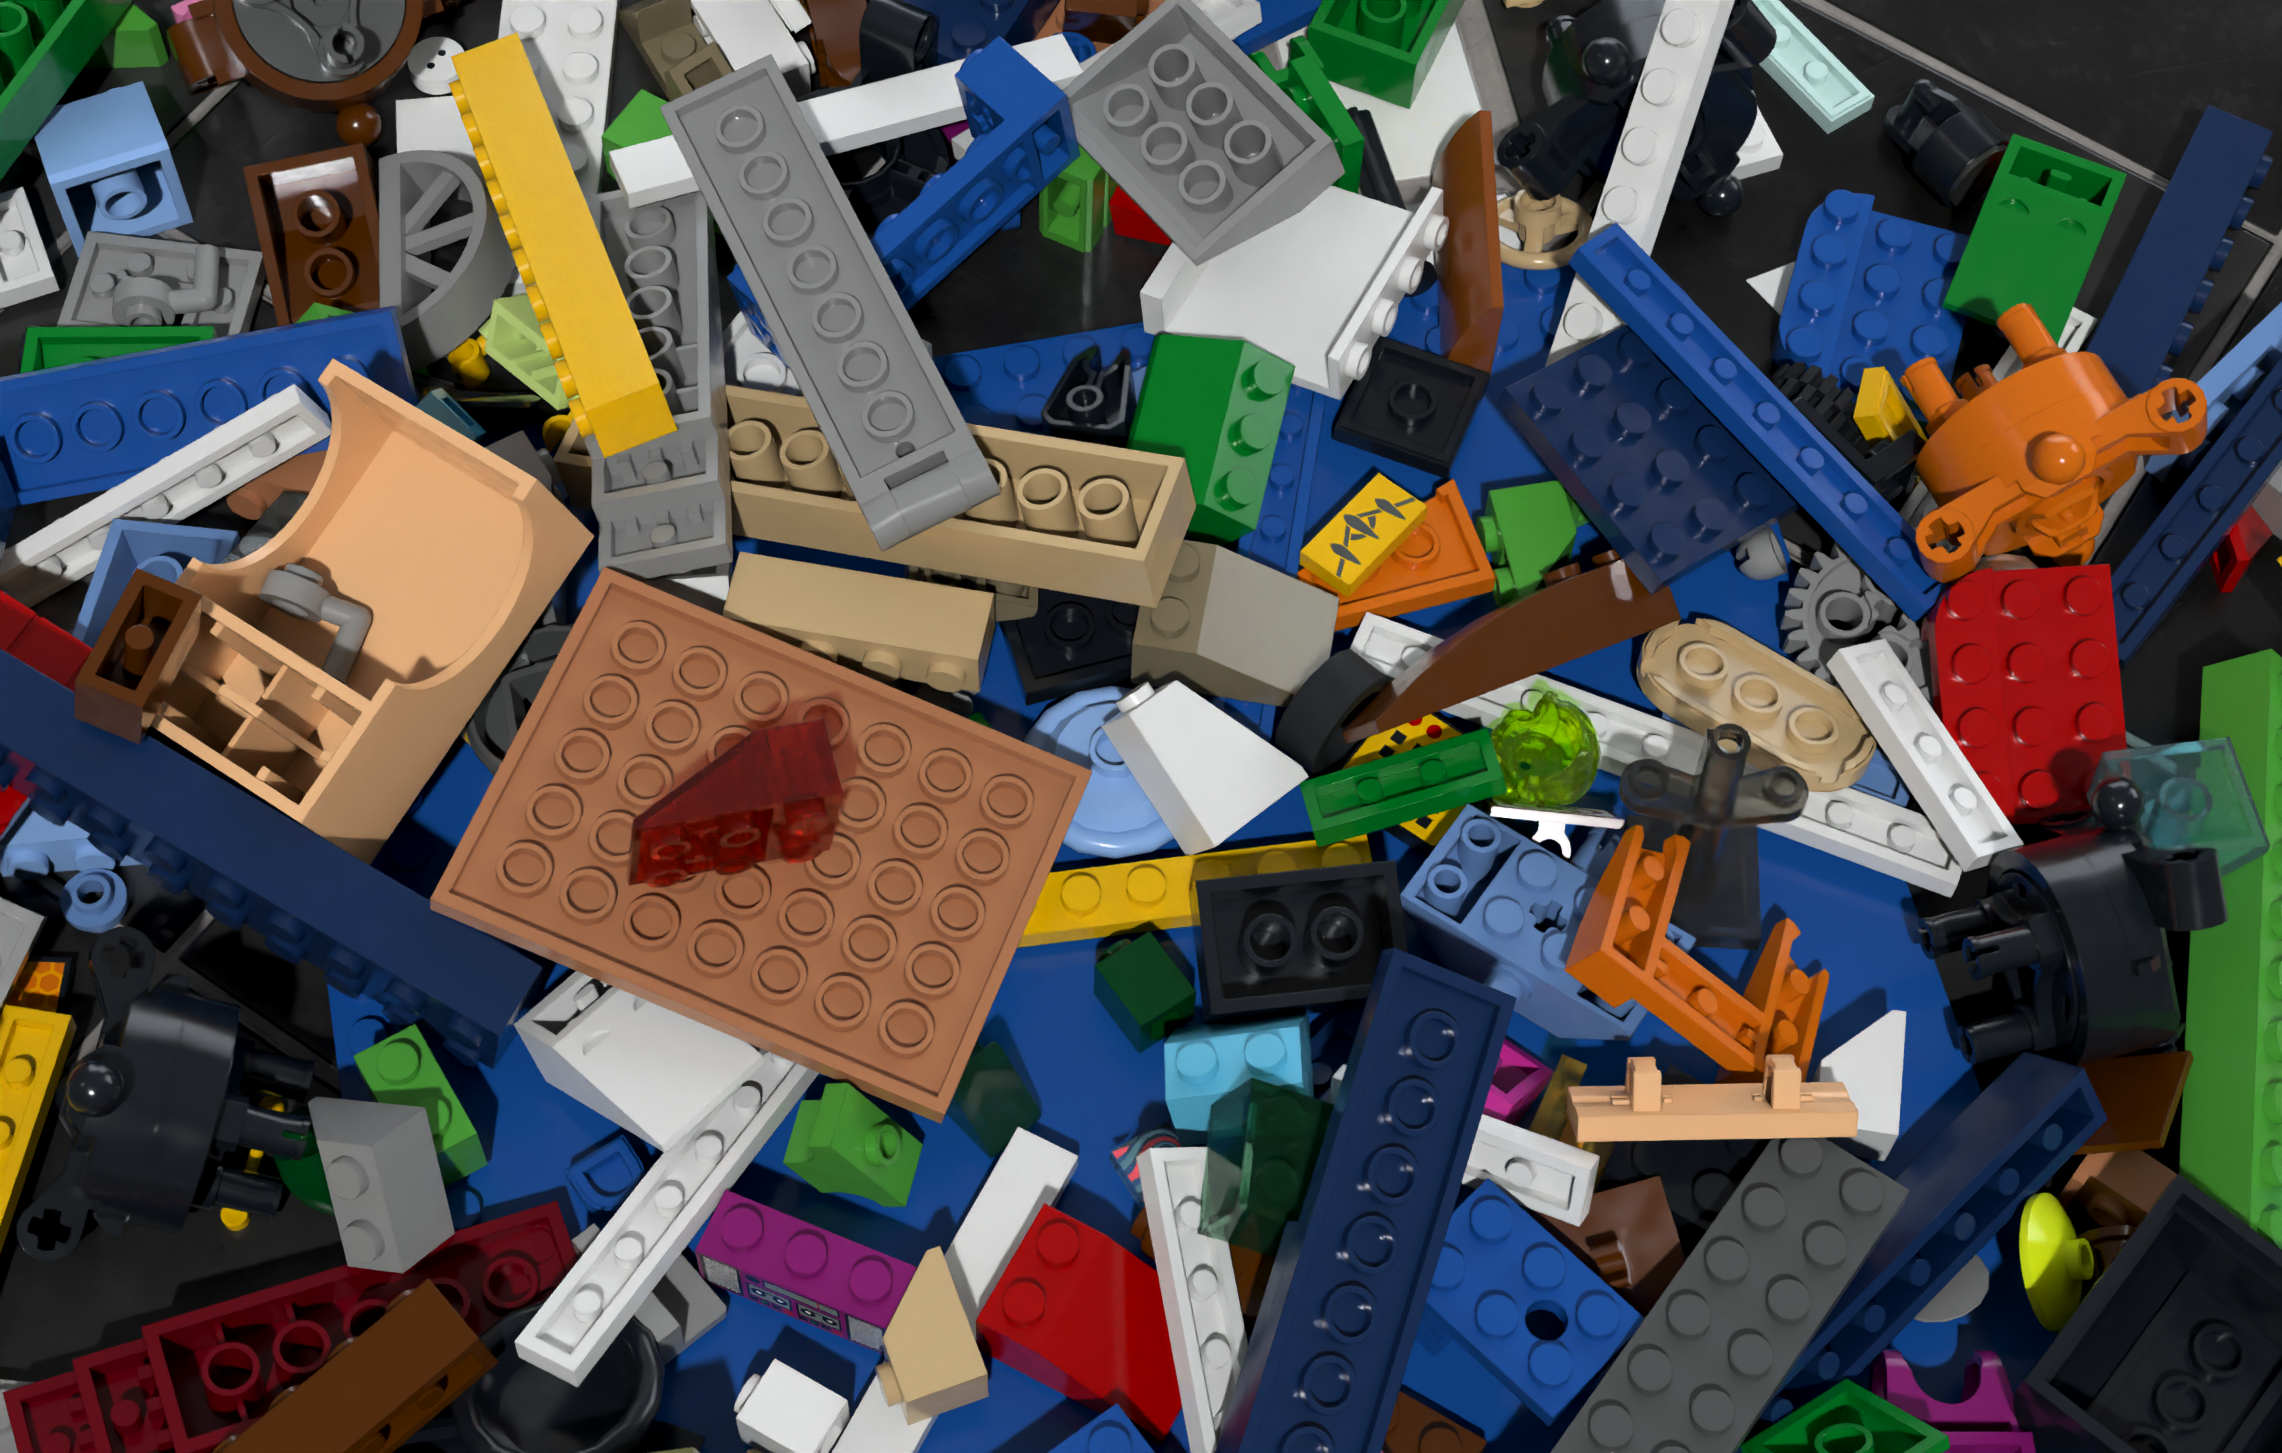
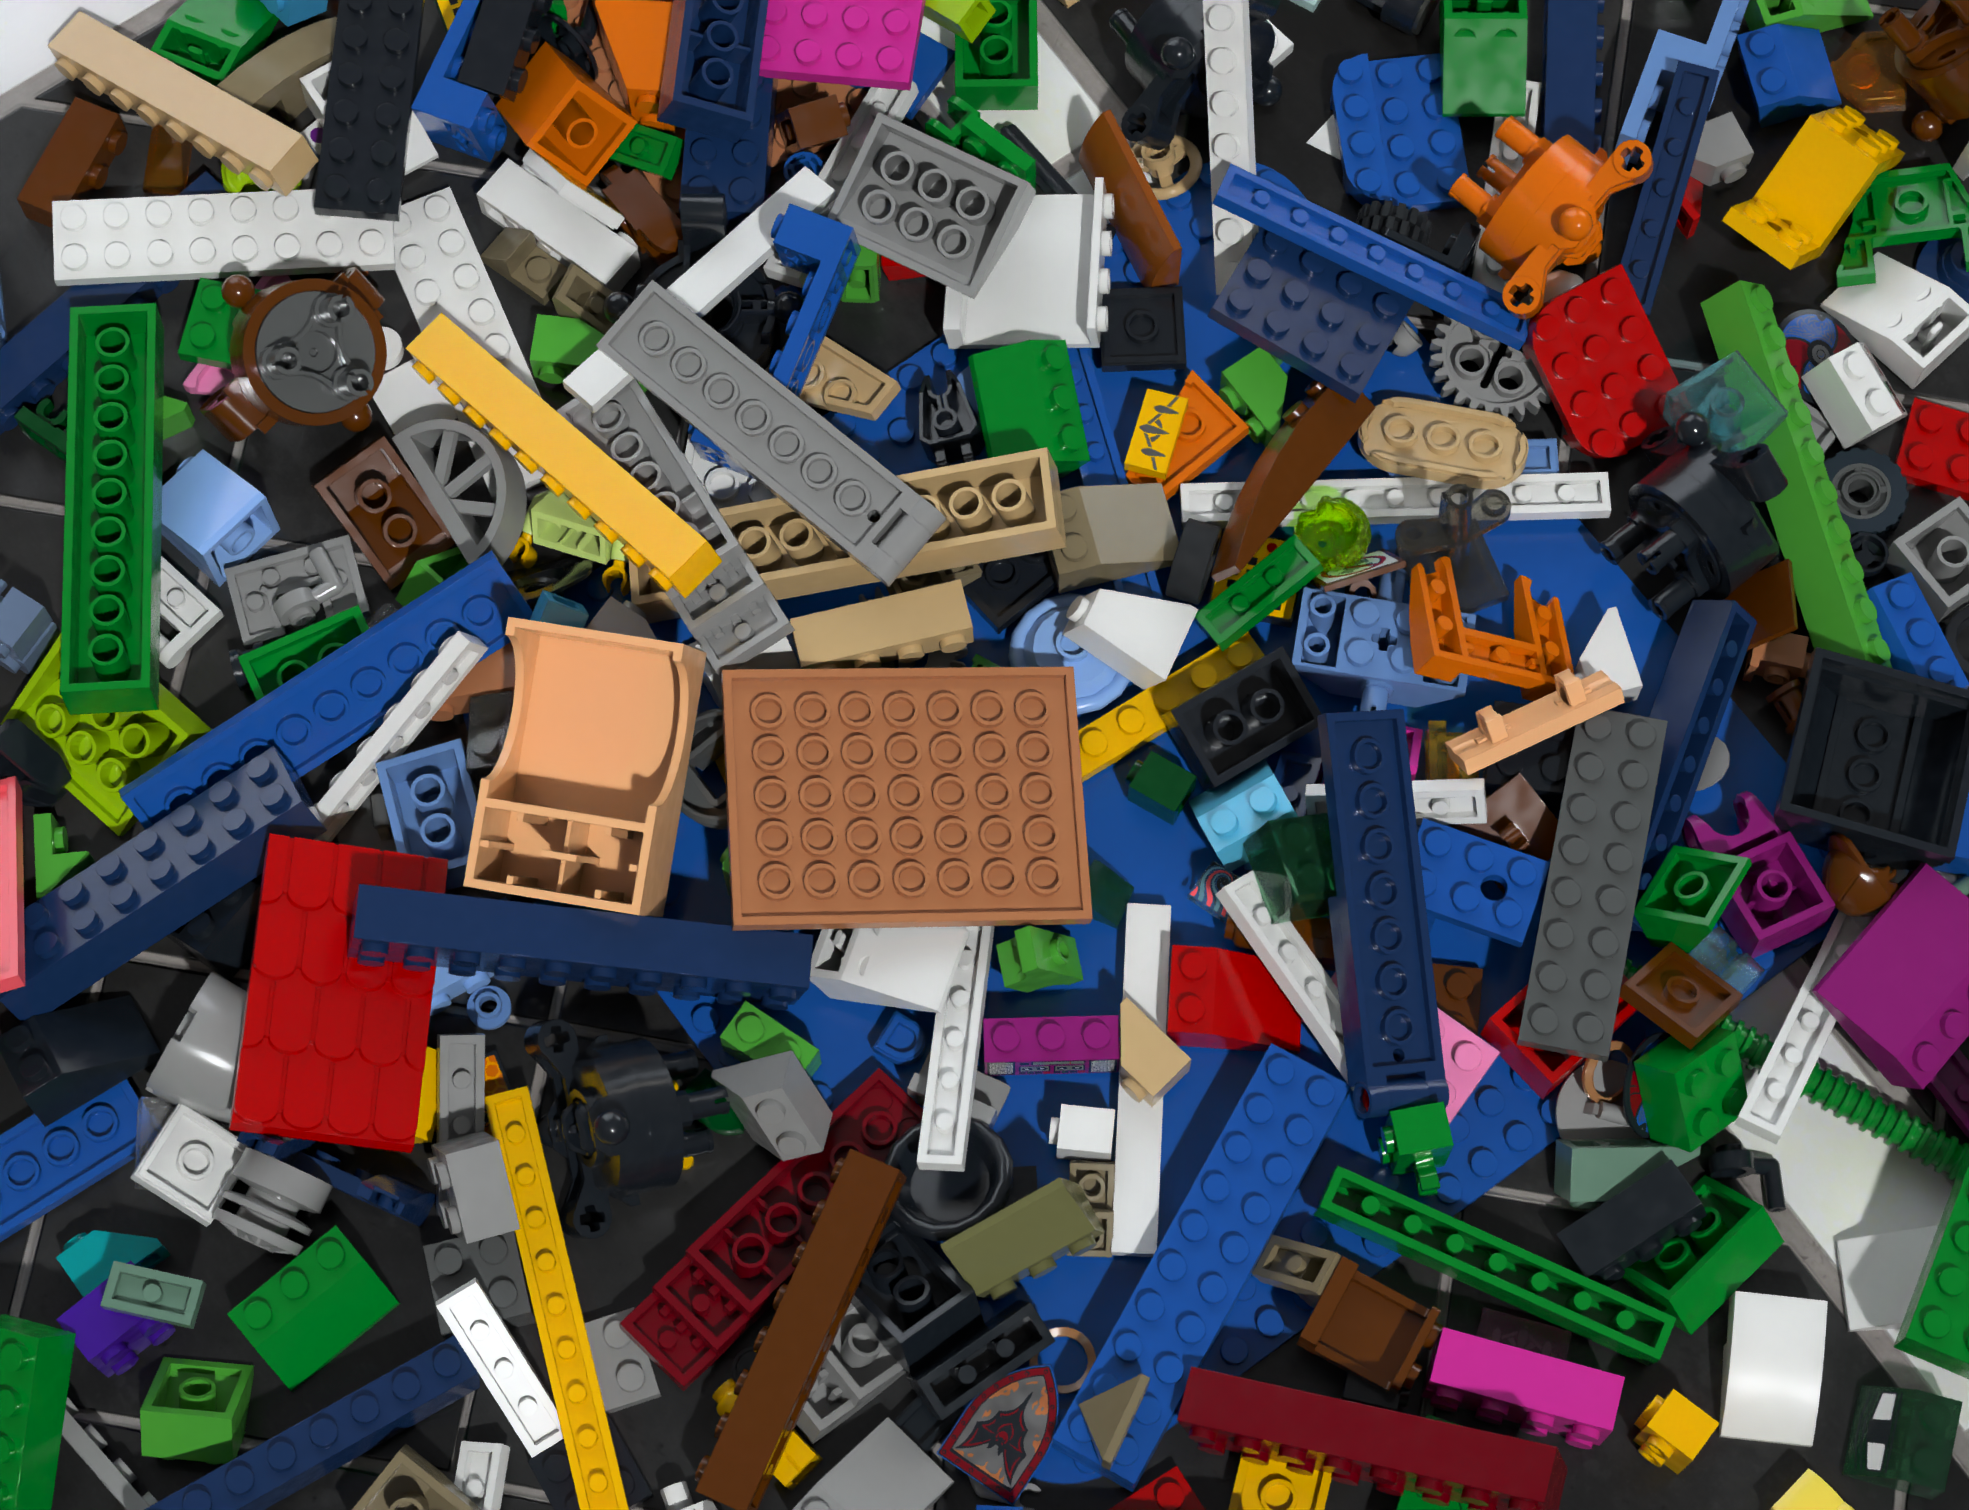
camera: 20 degrees left, 10 degrees up
(137, 656) = (494, 858): reddish brown brick -> none
(300, 594) = (539, 767): light grey plate -> none
(749, 806) = (909, 775): clear red slope -> none
(984, 317) = (847, 384): none -> tan wing
(1883, 410) = (1441, 212): yellow tile -> none
(1924, 753) = (1559, 435): white plate -> none
(2052, 1260) = (1759, 721): neon yellow dish -> none

